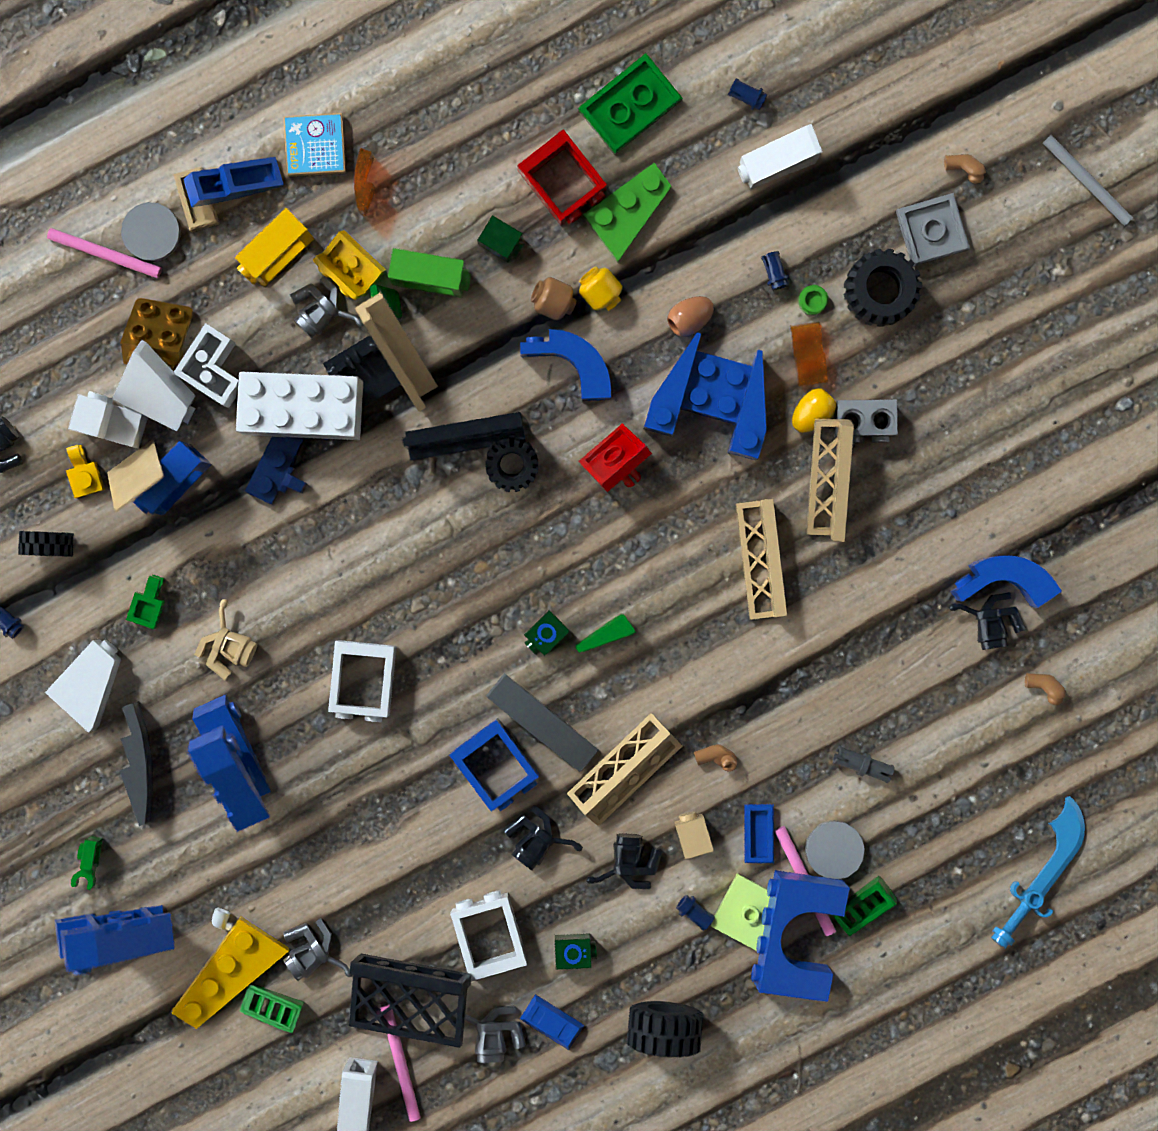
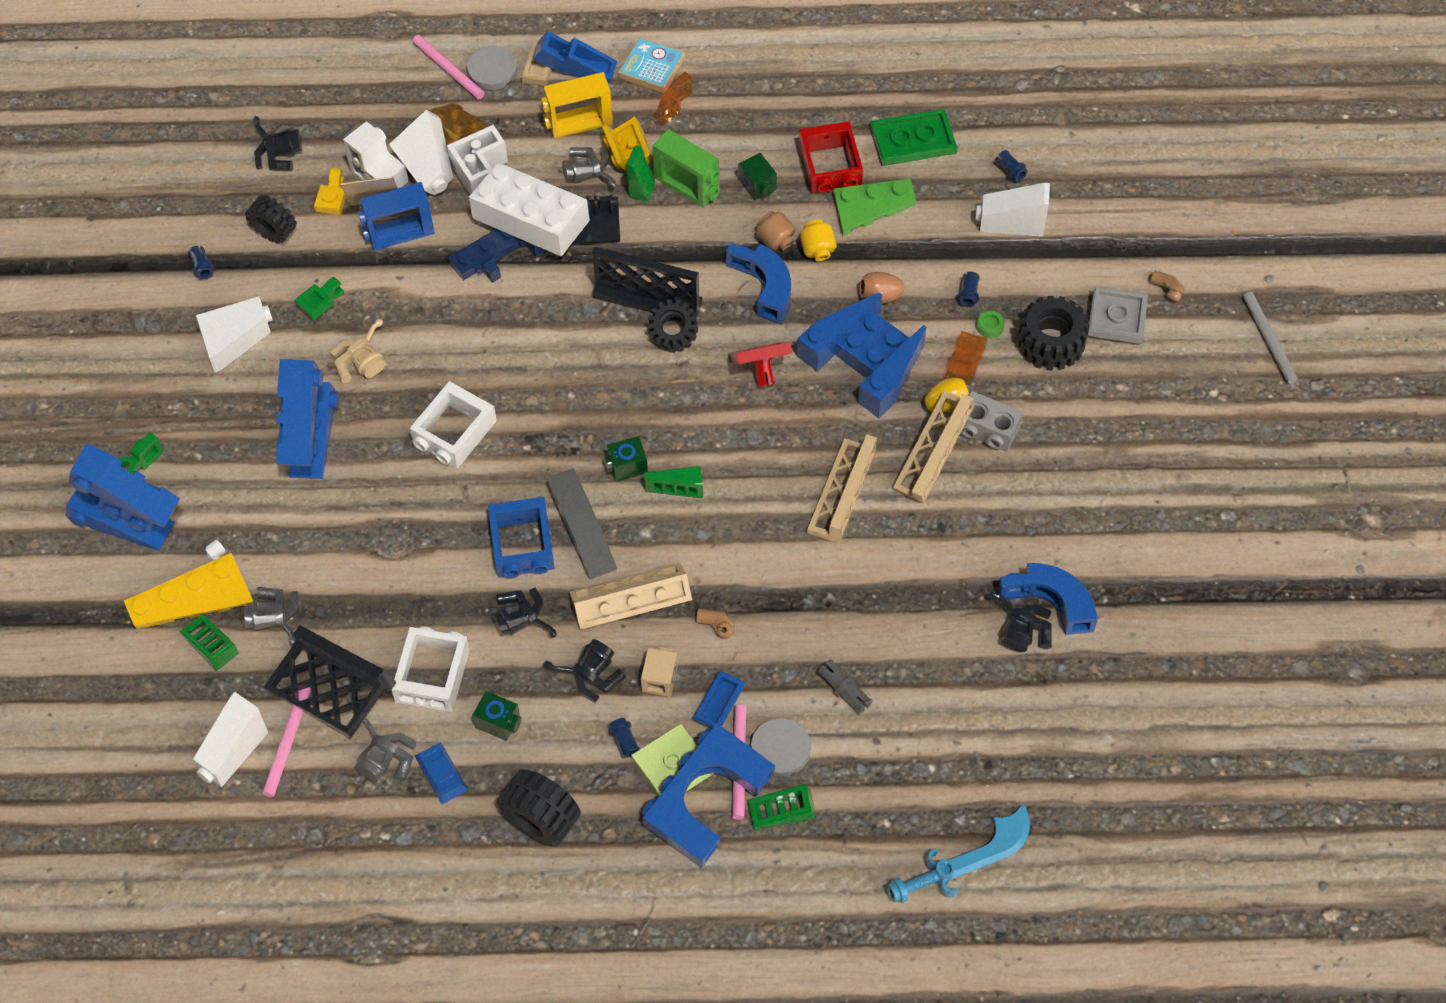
camera: 30 degrees right, 30 degrees down
(139, 775) = (228, 409): dark grey slope -> none
(396, 348) = (630, 200): tan fence -> none
(1049, 684) = (1049, 698): medium nougat arm -> none

